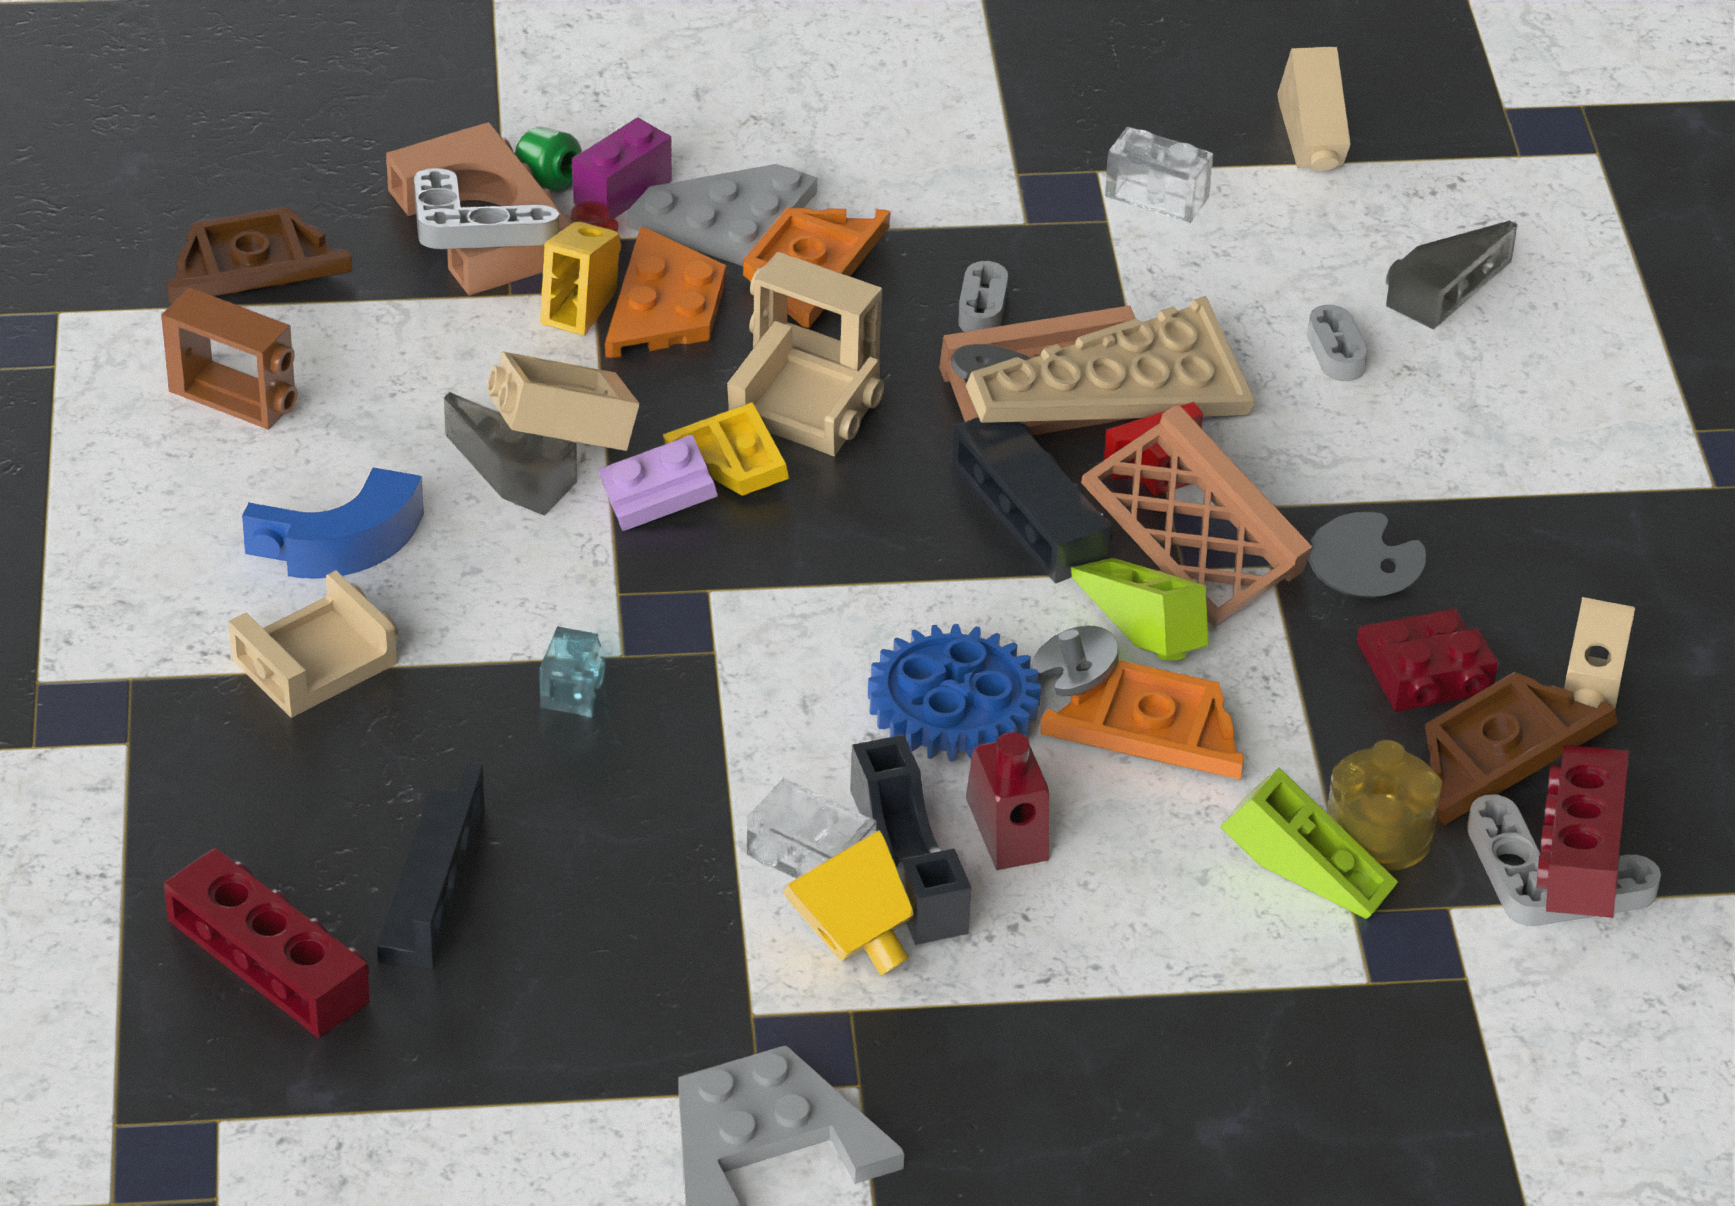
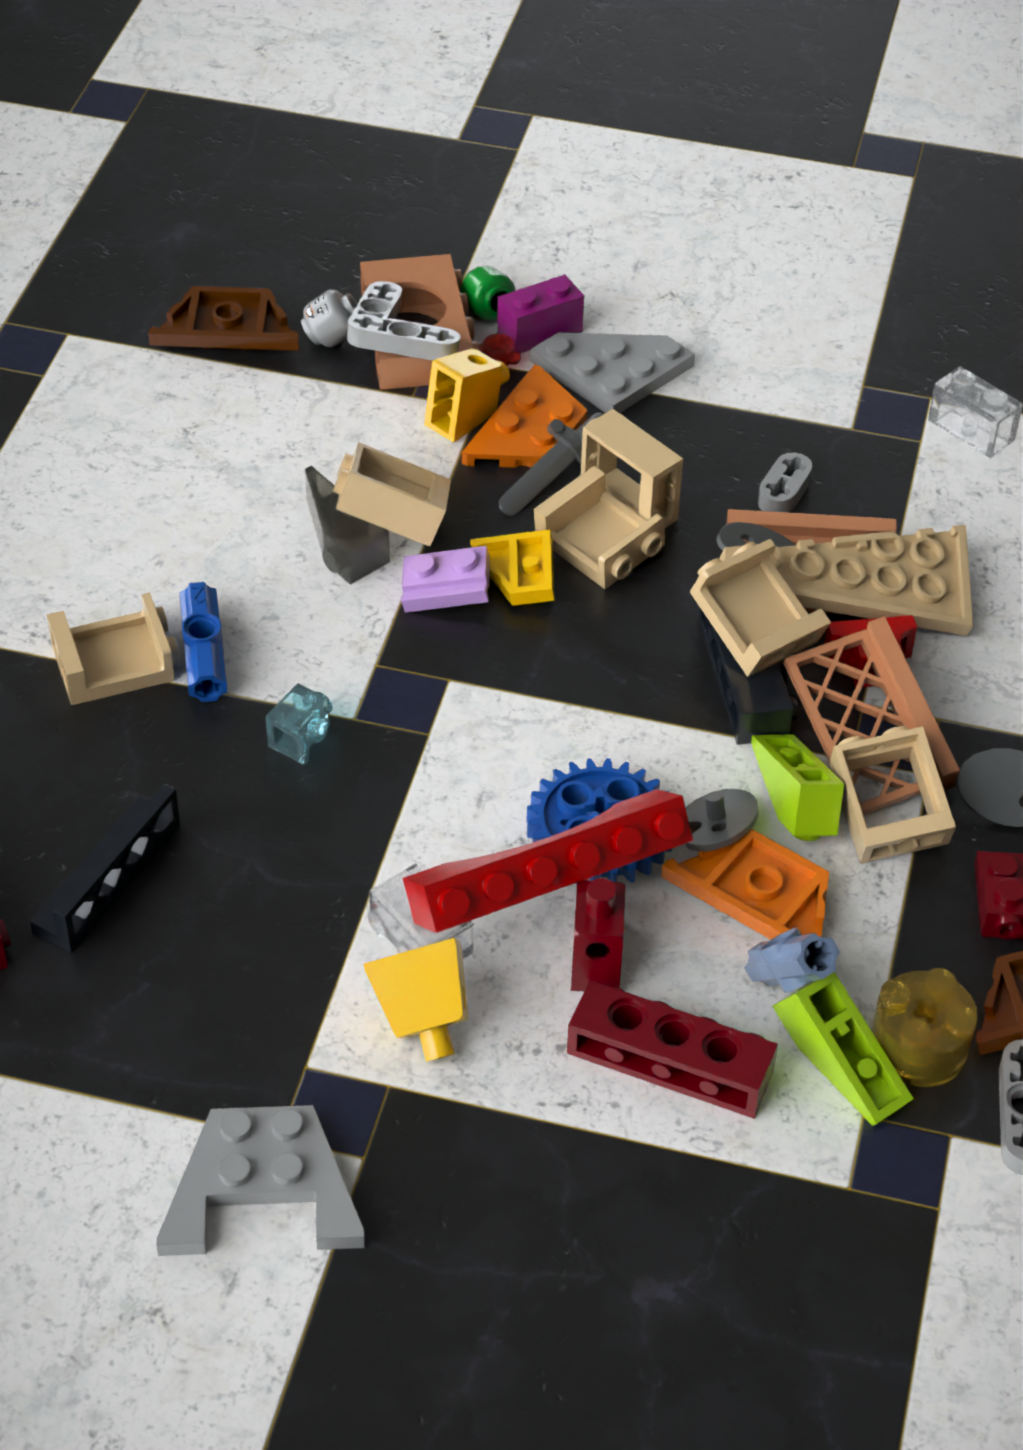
camera: 20 degrees right, 5 degrees up
(193, 374) = (171, 427): dark orange window -> none
(341, 538) = (167, 567): blue arch -> none
(380, 225) = (327, 318): none -> light grey head
(416, 611) = (203, 642): none -> blue piece
(726, 311) = (547, 468): none -> dark grey sword
(820, 239) = (671, 409): orange wing -> none
(883, 772) = (492, 882): none -> red arch
(890, 791) = (496, 975): black arch -> none
(1032, 429) = (755, 608): none -> tan panel
(1135, 894) = (690, 1067): none -> dark red brick
(1231, 769) = (792, 960): none -> sand blue piece
(1278, 630) = (905, 835): none -> tan window

